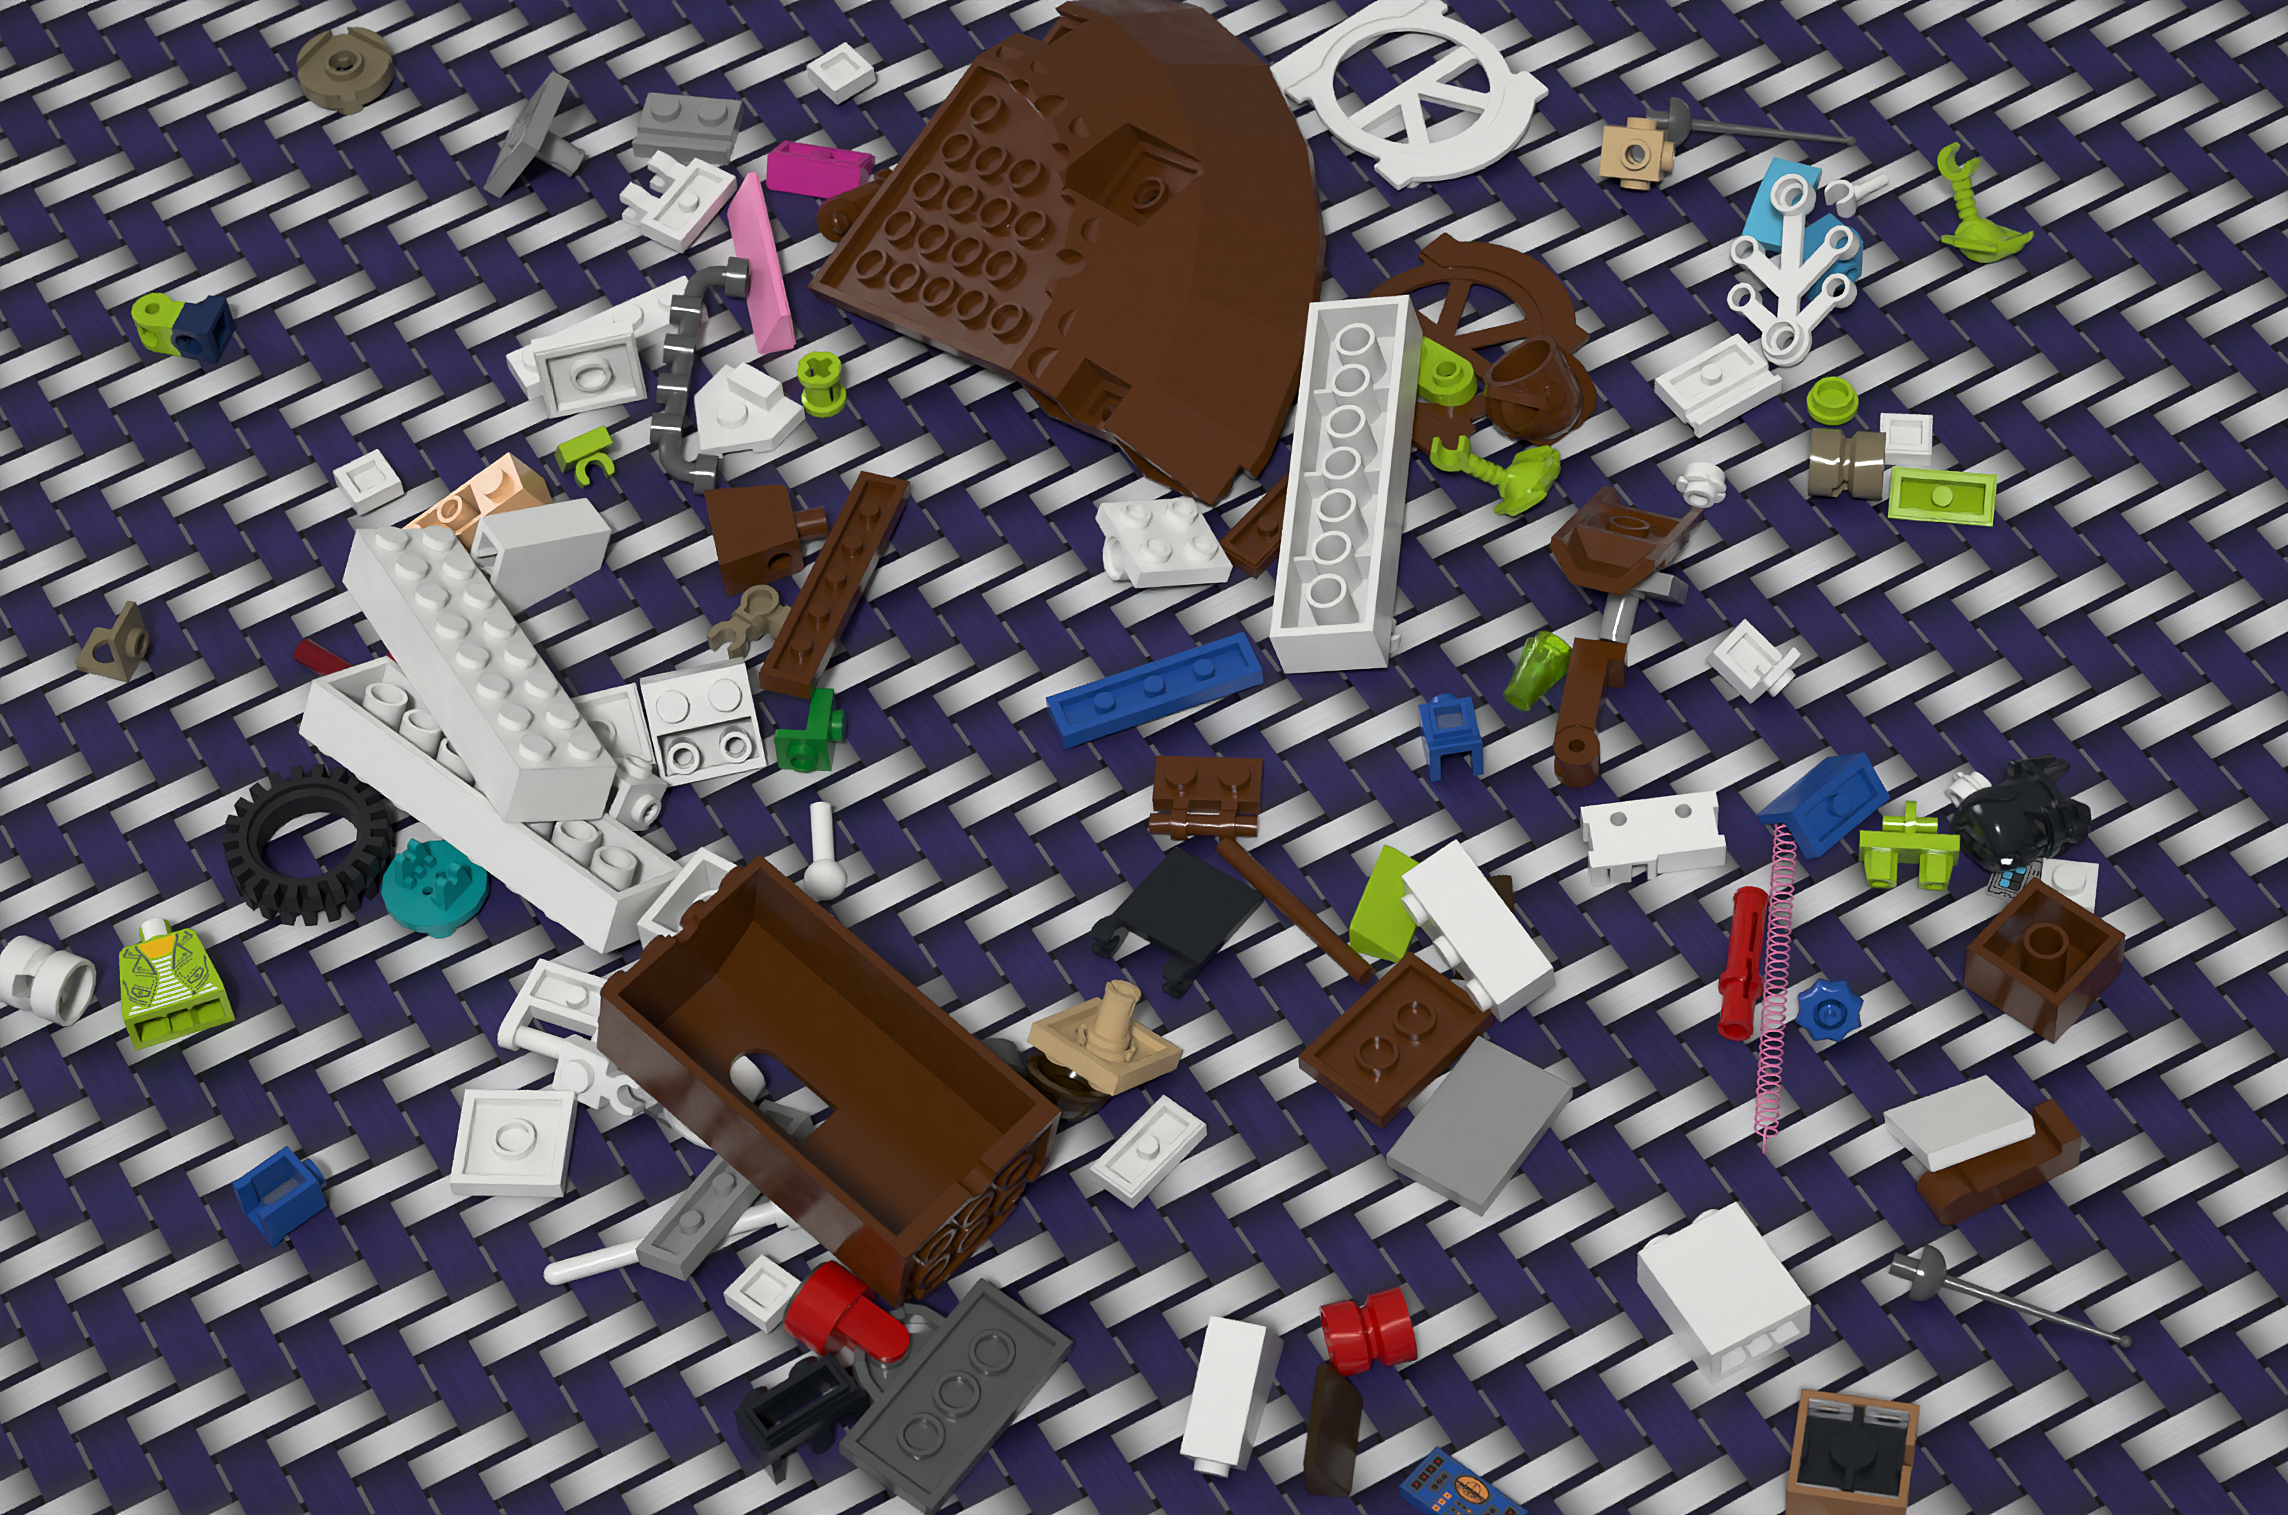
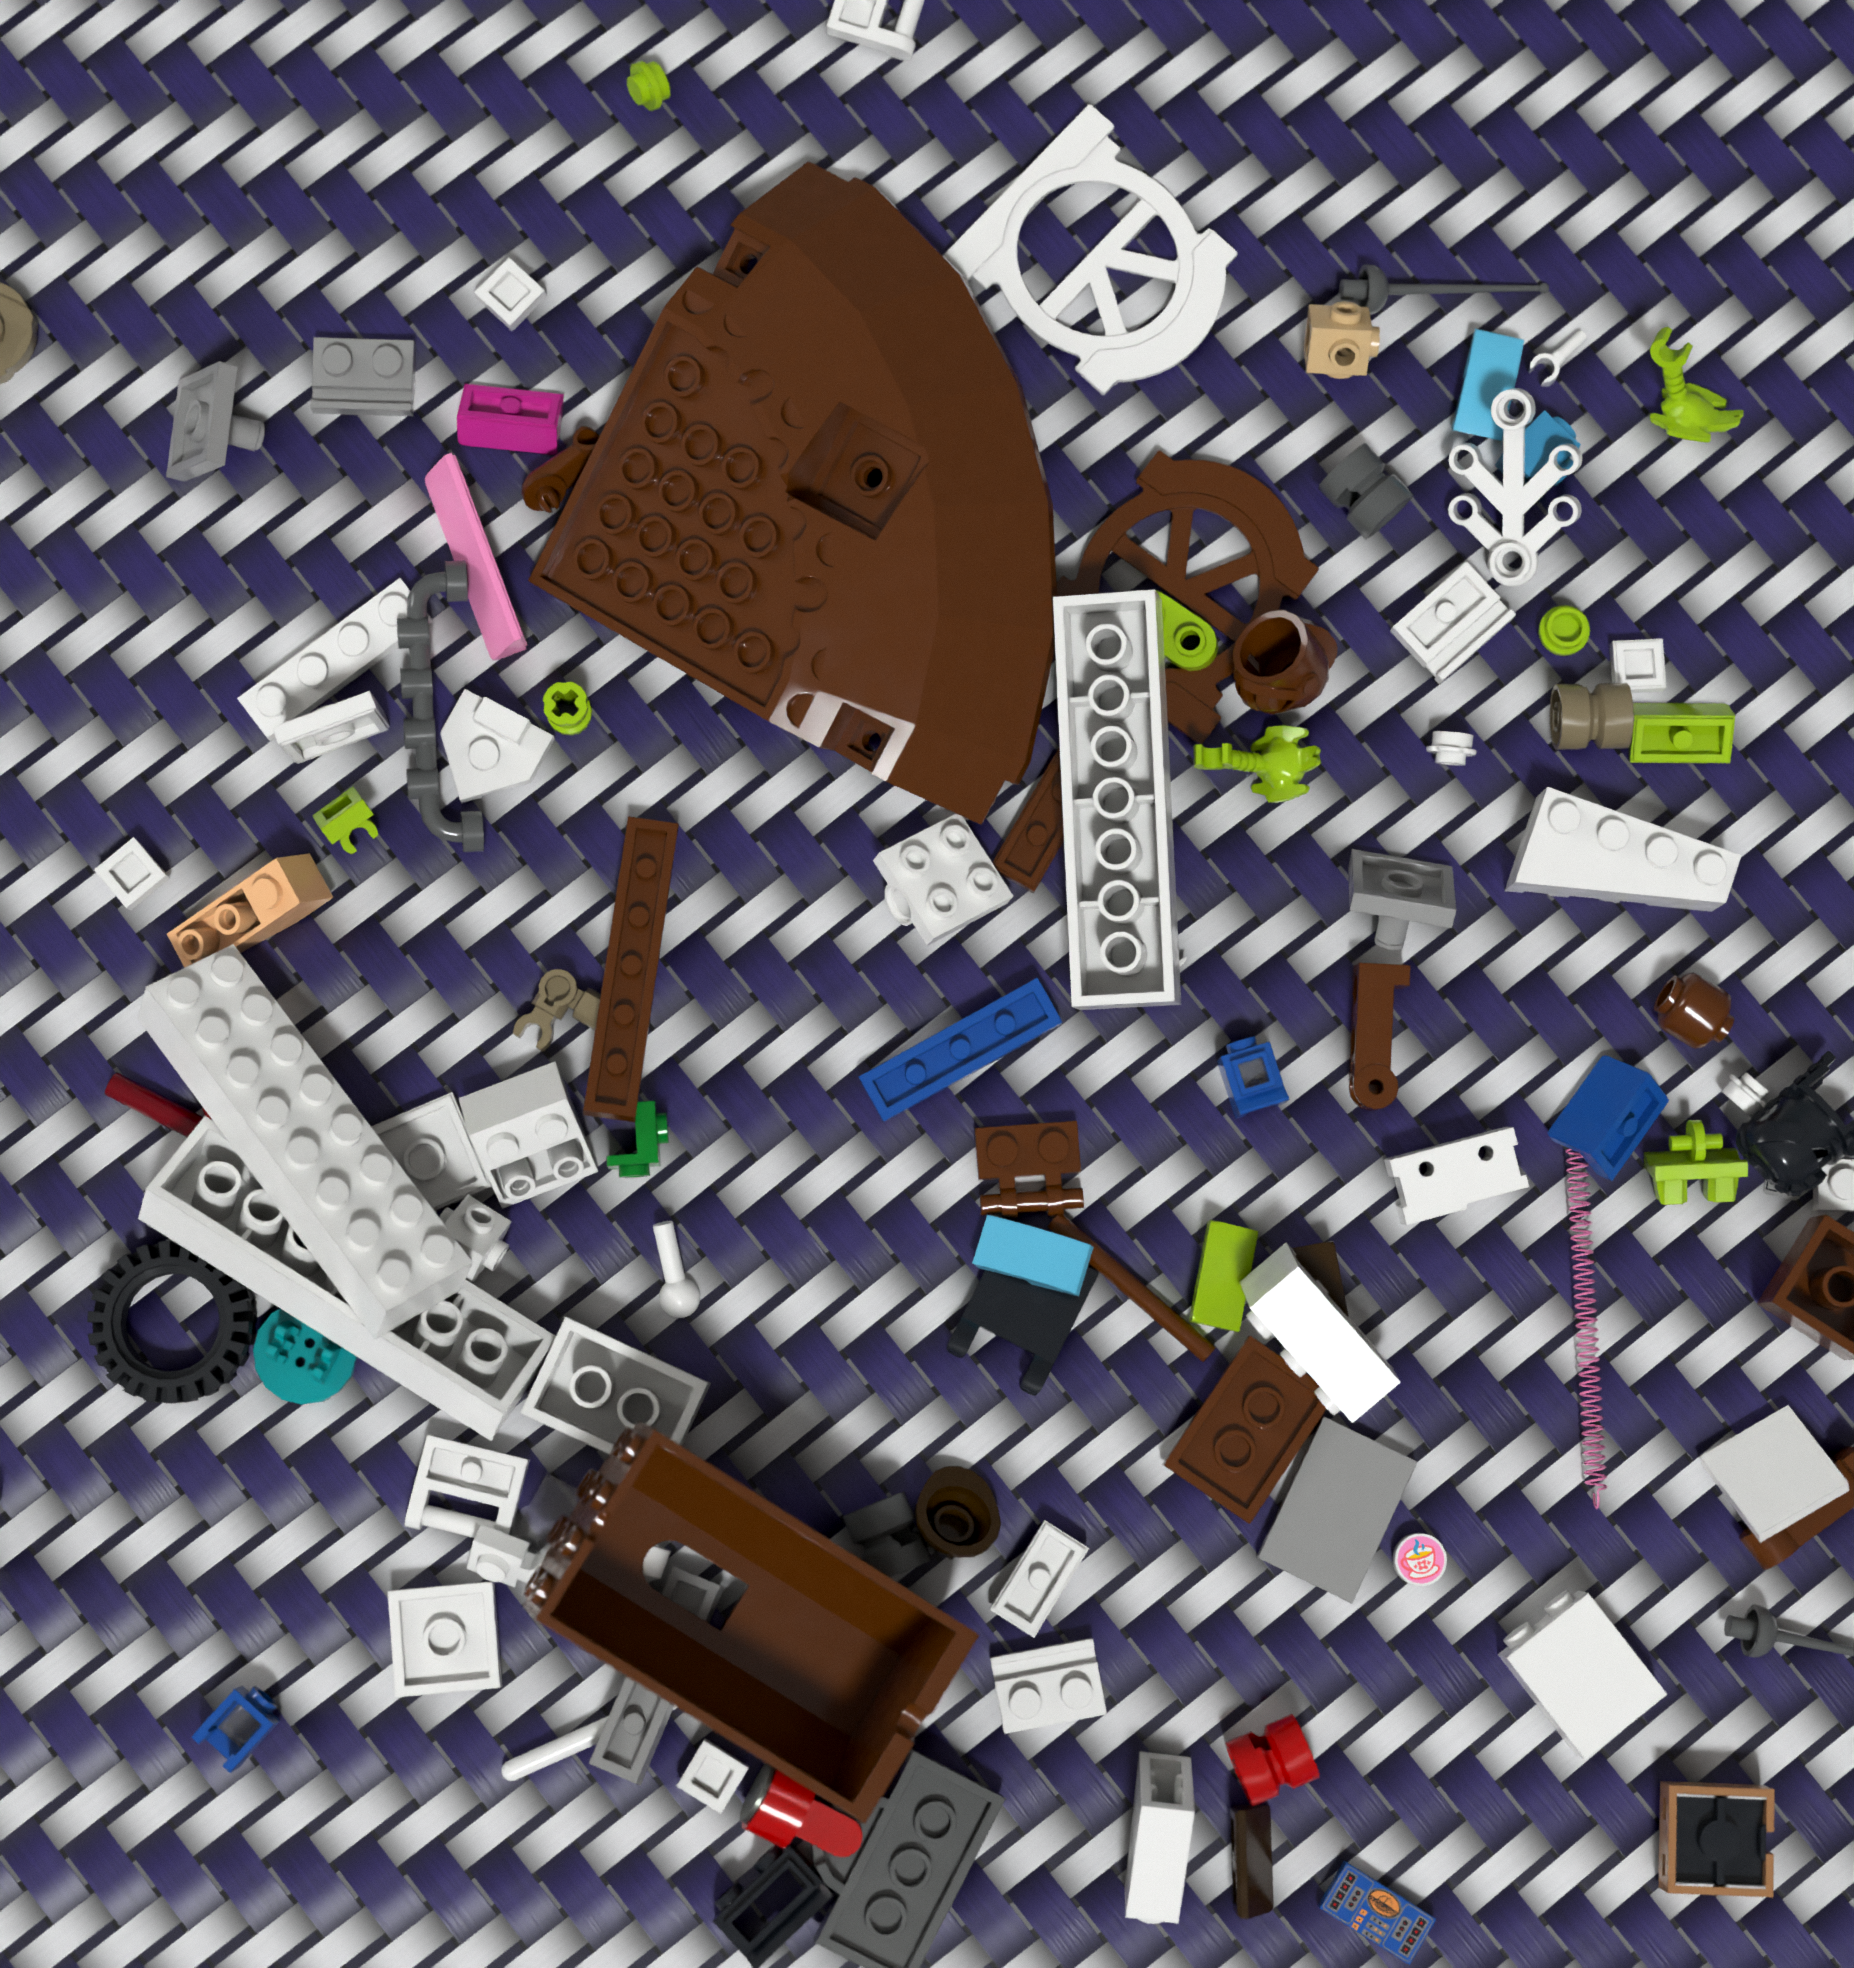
camera: 20 degrees left, 30 degrees up
(169, 986) = (73, 1500): lime torso -> none
(539, 550) = (326, 954): white slope -> none
(688, 200) = (384, 486): white plate -> none
(759, 534) = (540, 903): reddish brown torso -> none
(1105, 1042) = (991, 1467): tan plate -> none
(1140, 1255) = (1048, 1685): none -> white plate
(1203, 862) = (1033, 1255): none -> medium azure slope
(1537, 670) = (1323, 989): clear neon green cone -> none
(1562, 1179) = (1419, 1559): none -> tile
(1618, 545) = (1402, 865): reddish brown piece -> none
(1643, 271) = (1365, 491): none -> dark grey wheel
(1741, 981) = (1556, 1307): red pin -> none
(1752, 663) = (1528, 962): white bracket -> none
(1829, 1010) = (1641, 1353): blue piece -> none
(1860, 581) = (1614, 857): none -> white wedge
(1923, 714) = (1694, 1010): none -> reddish brown head

